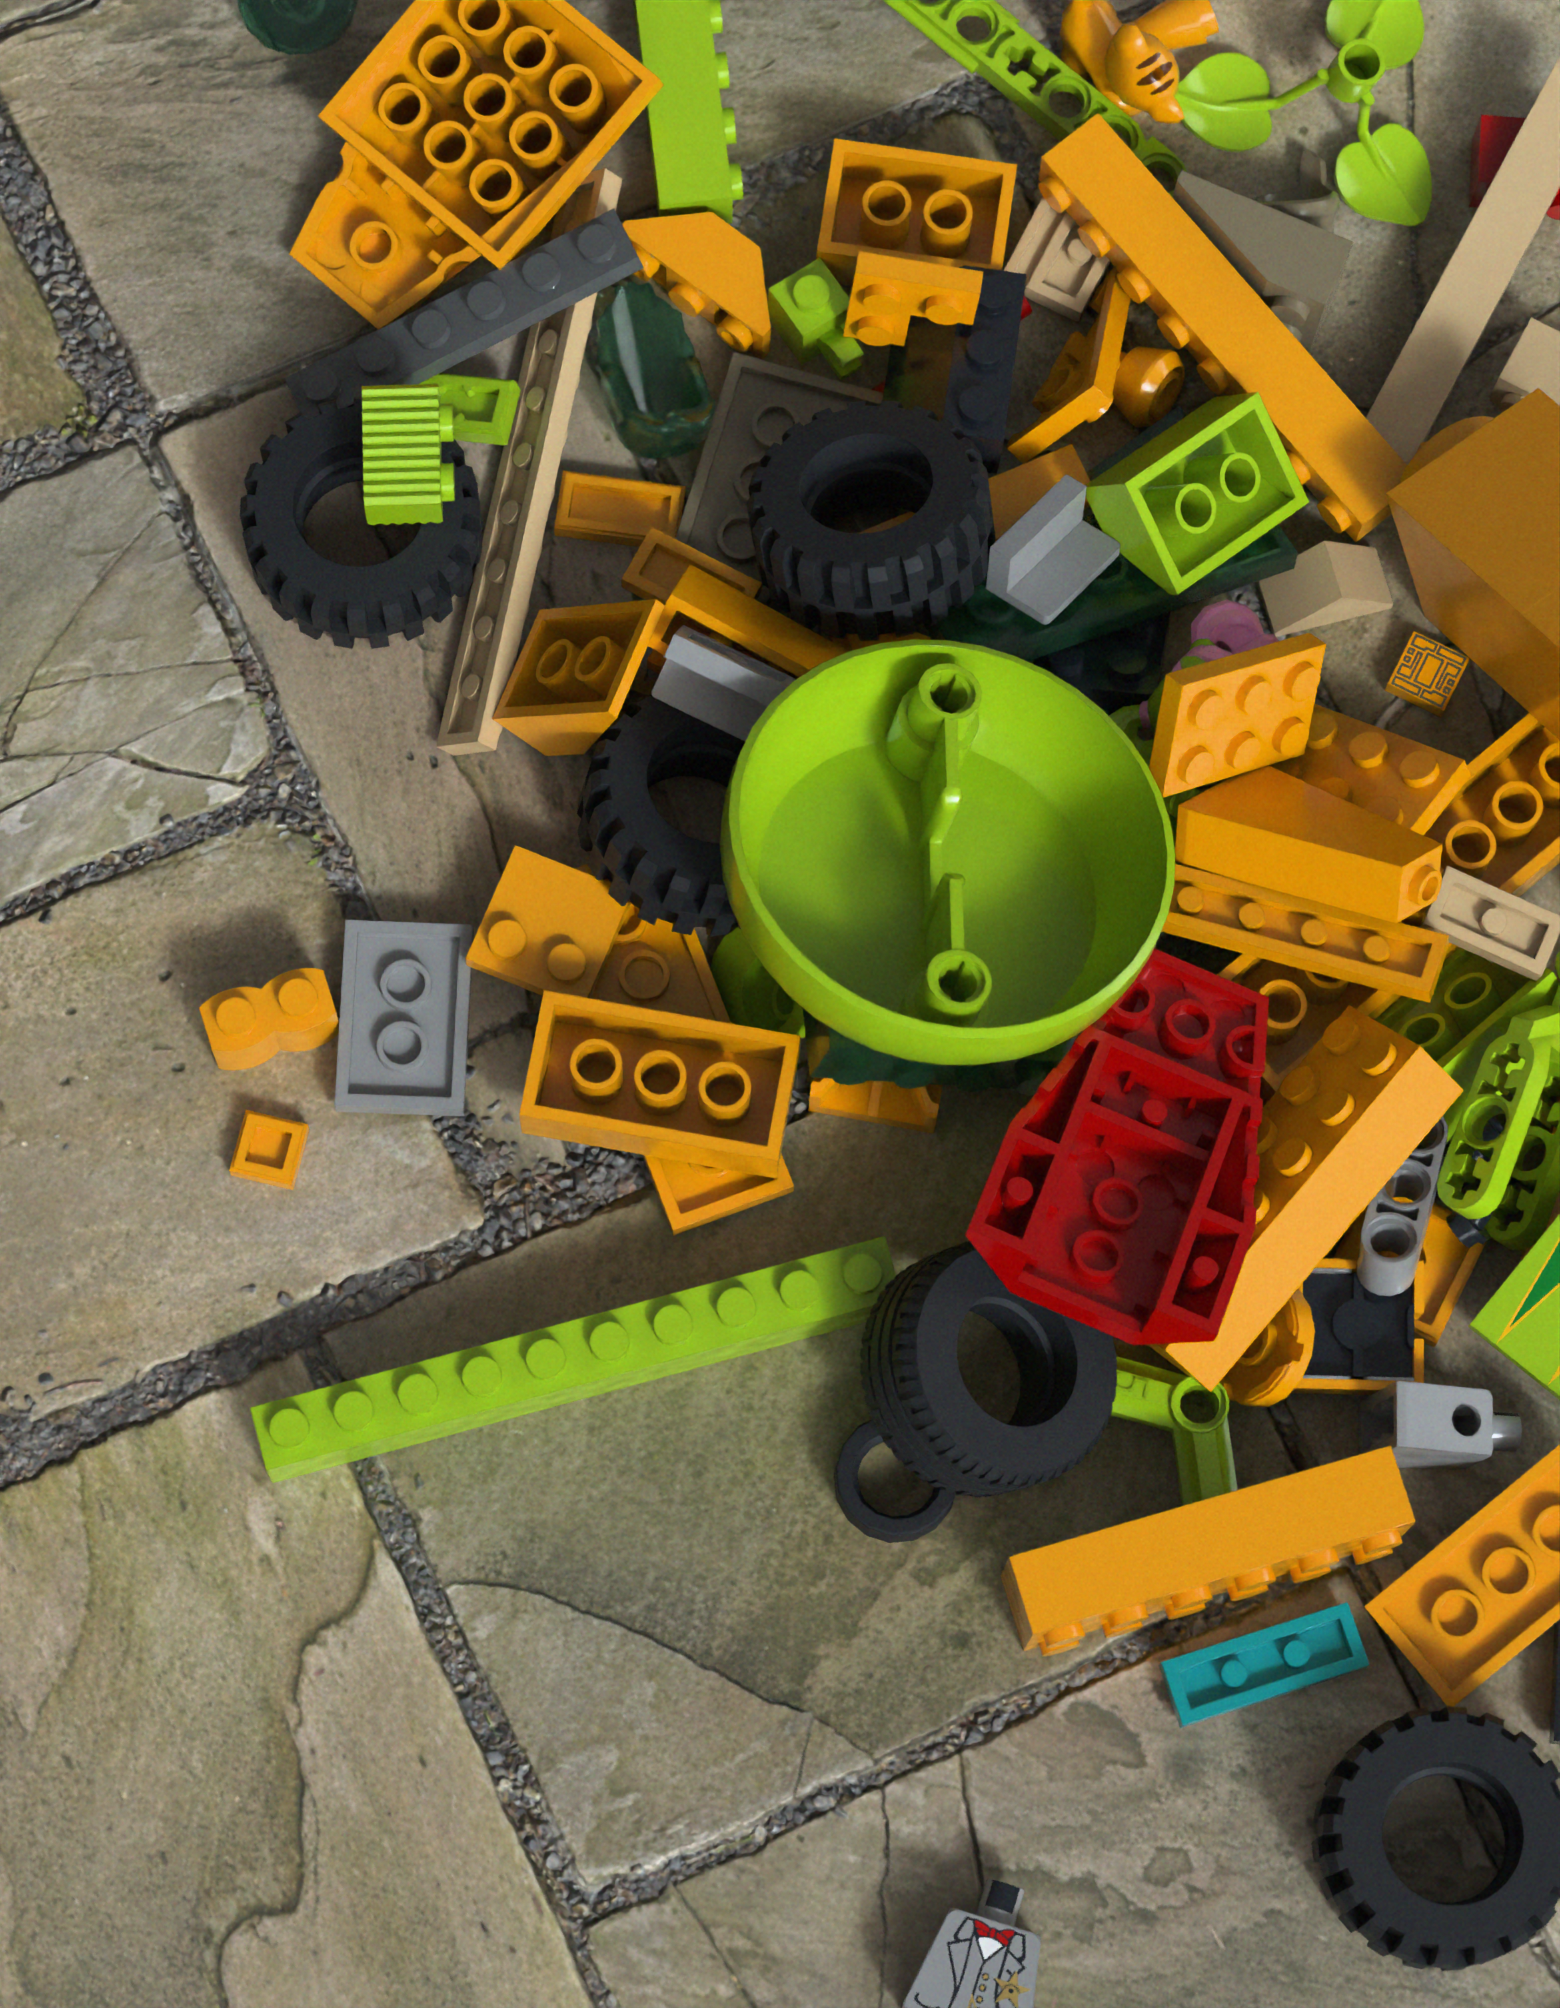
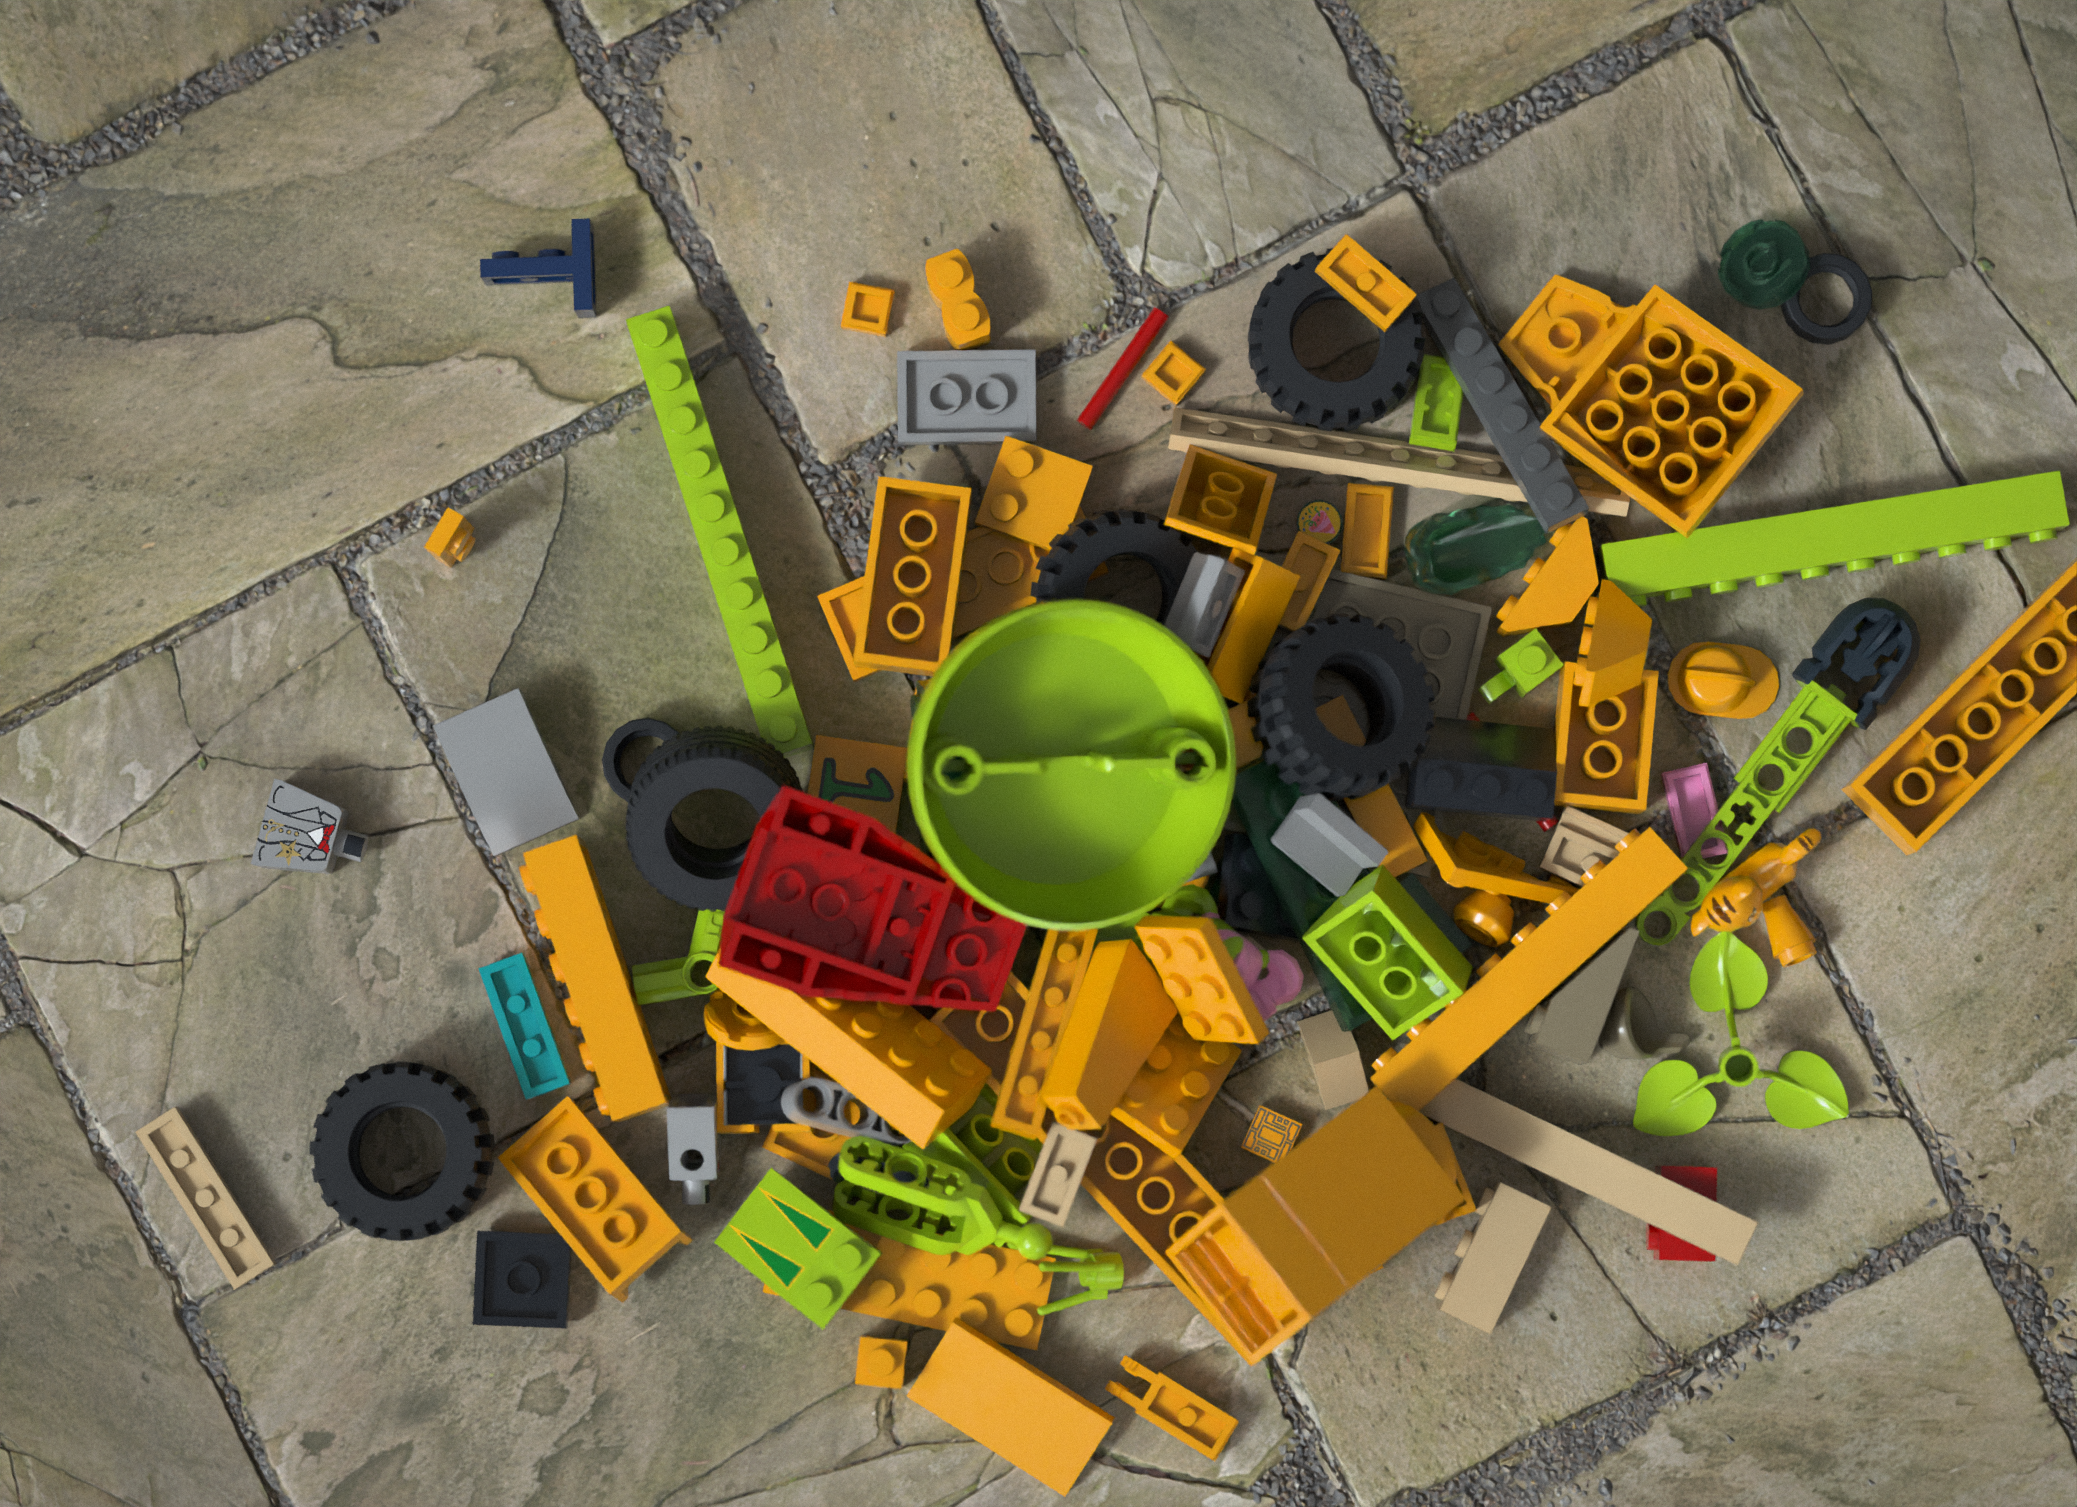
camera: 95 degrees right, 10 degrees up
(177, 1580) = (552, 267): none -> dark blue bracket
(294, 457) = (1365, 283): none -> light orange plate
(377, 812) = (1122, 368): none -> red bar
(388, 747) = (1173, 373): none -> light orange tile
(404, 454) = (1372, 362): lime brick -> none
(566, 1733) = (451, 538): none -> light orange plate
(601, 568) = (1320, 520): none -> tile
(796, 184) = (1613, 645): none -> light orange slope
(839, 85) = (1723, 680): none -> light orange piece
(894, 288) = (1518, 716): light orange plate -> none
(902, 1676) = (506, 772): none -> light grey slope
(928, 1187) = (859, 777): none -> light orange tile
(1003, 130) = (1691, 808): none -> bright pink tile

